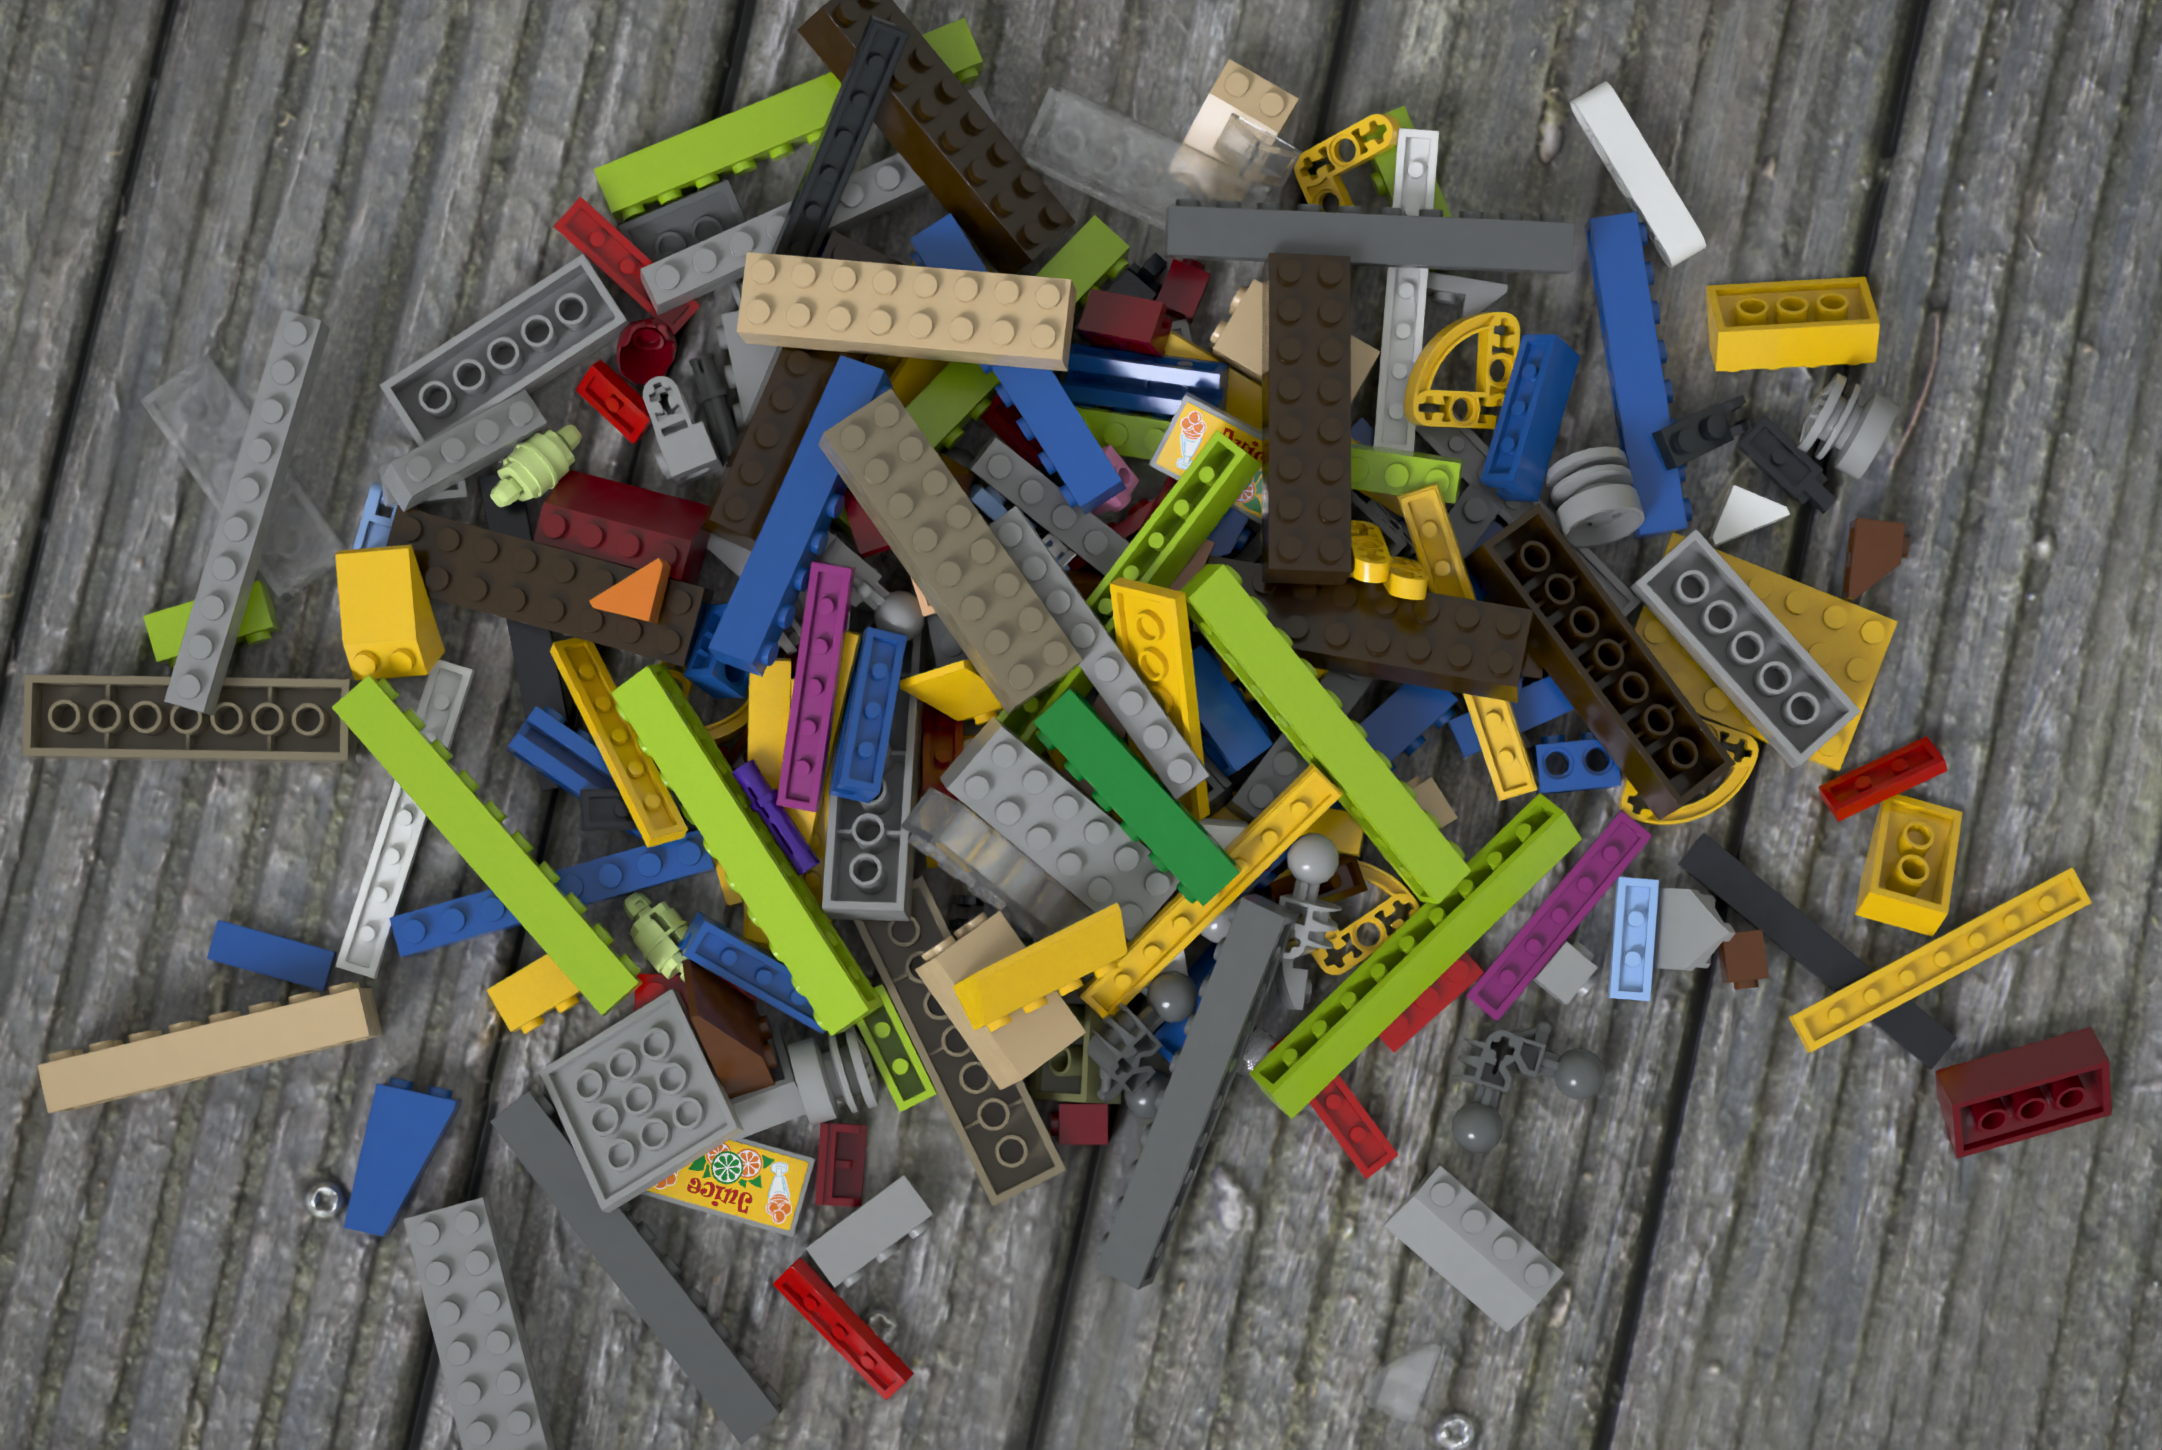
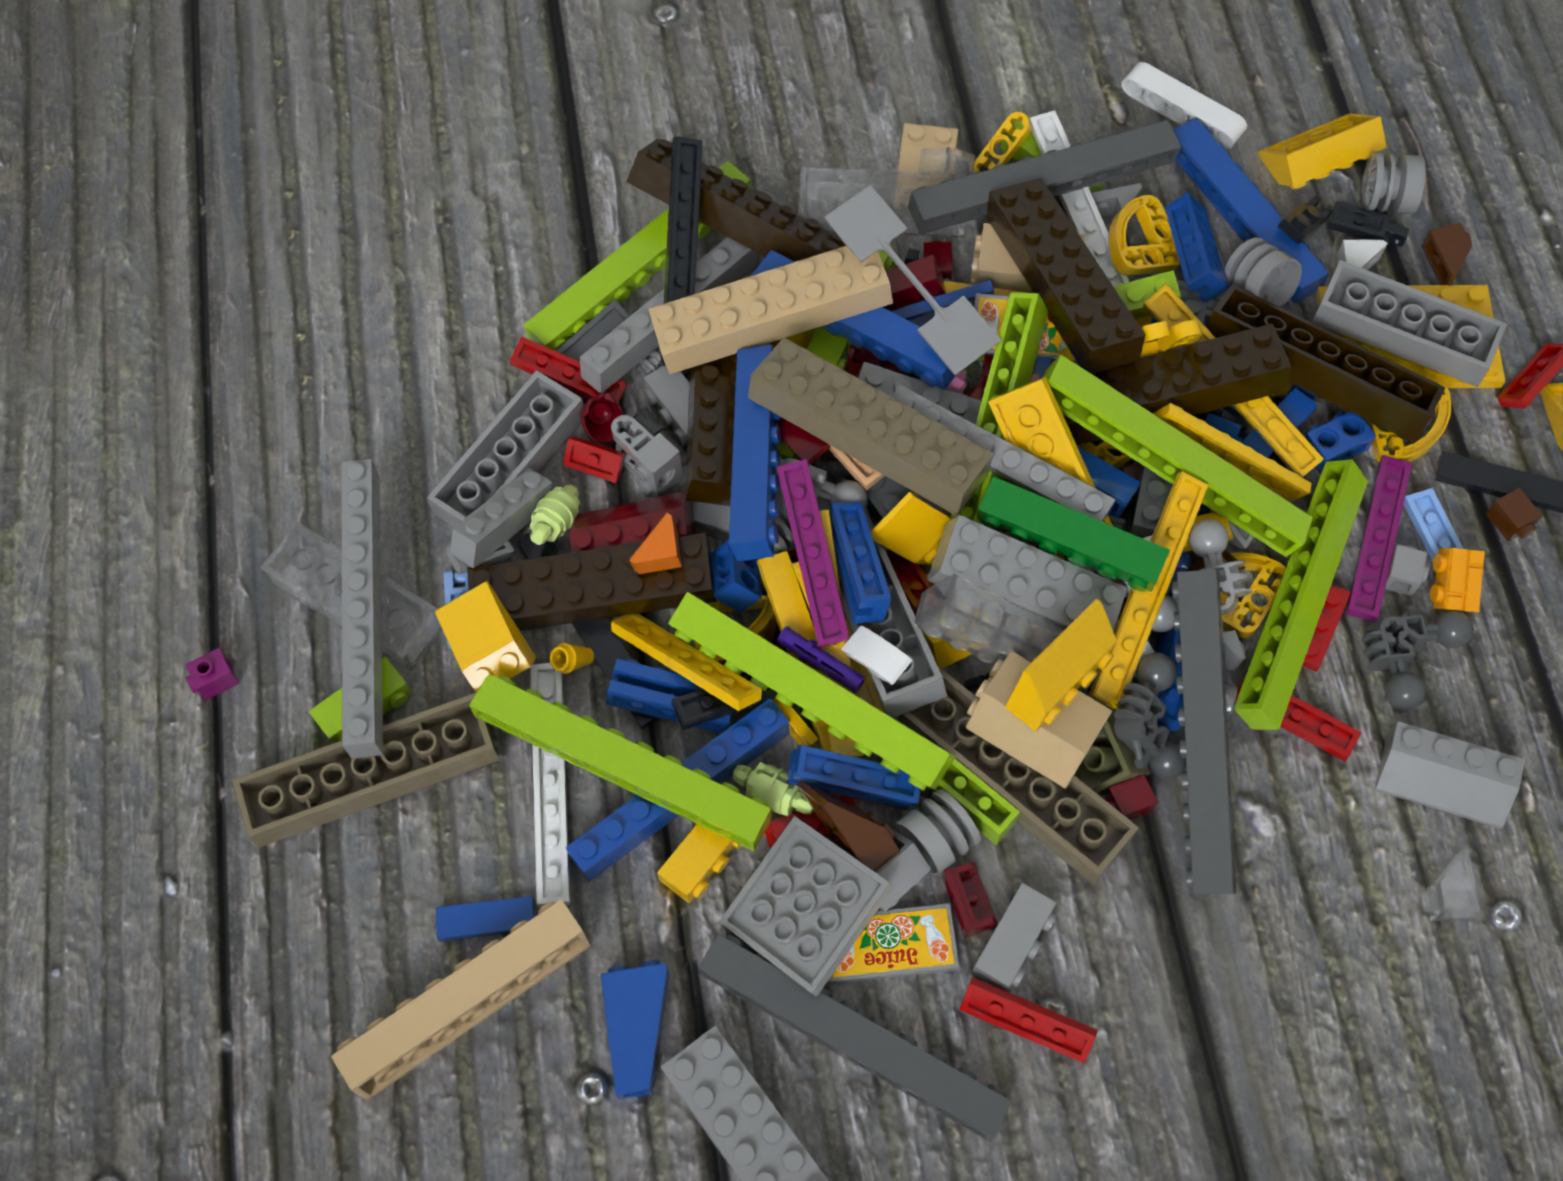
camera: 20 degrees left, 20 degrees down
(41, 510) = (211, 674): none -> magenta brick
(485, 672) = (570, 657): none -> yellow cone
(836, 849) = (876, 654): none -> white slope
(1064, 273) = (955, 332): none -> light grey hinge
(1402, 733) = (1243, 457): none -> yellow plate
(1616, 1017) = (1457, 579): none -> light orange brick
(1687, 930) = (1471, 510): light grey slope -> none

